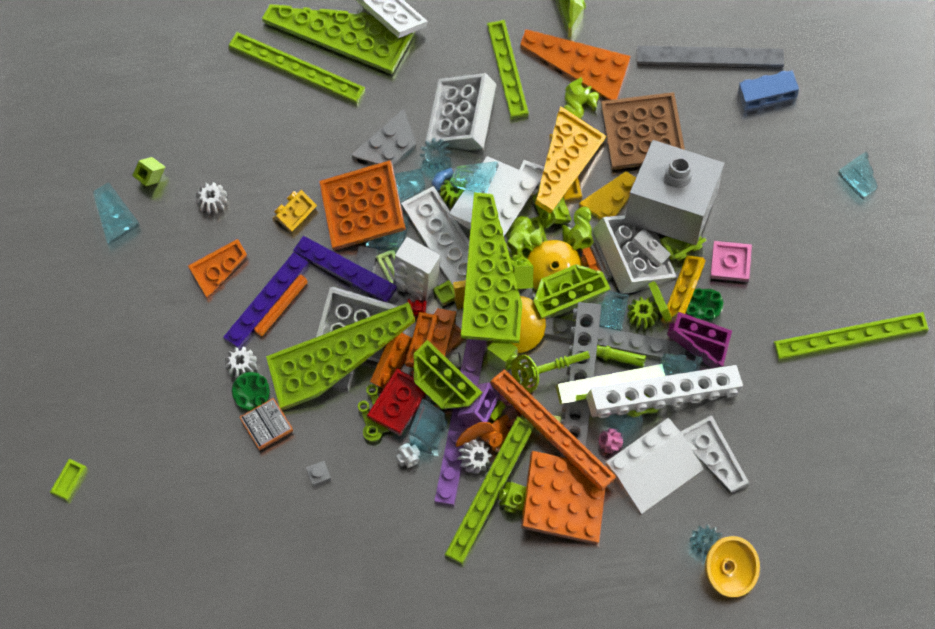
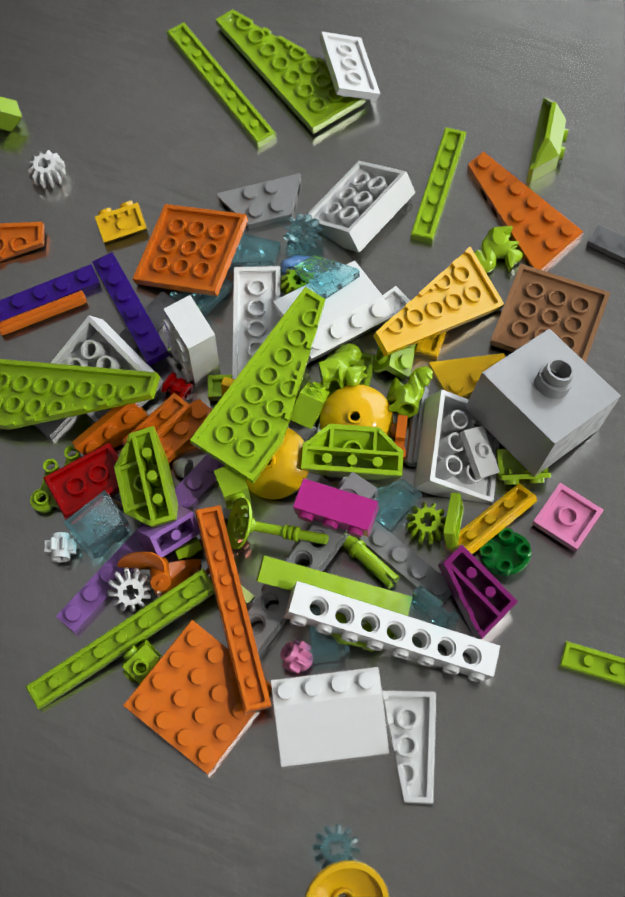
camera: 30 degrees right, 0 degrees up
(584, 331) = (335, 508): none -> dark pink brick

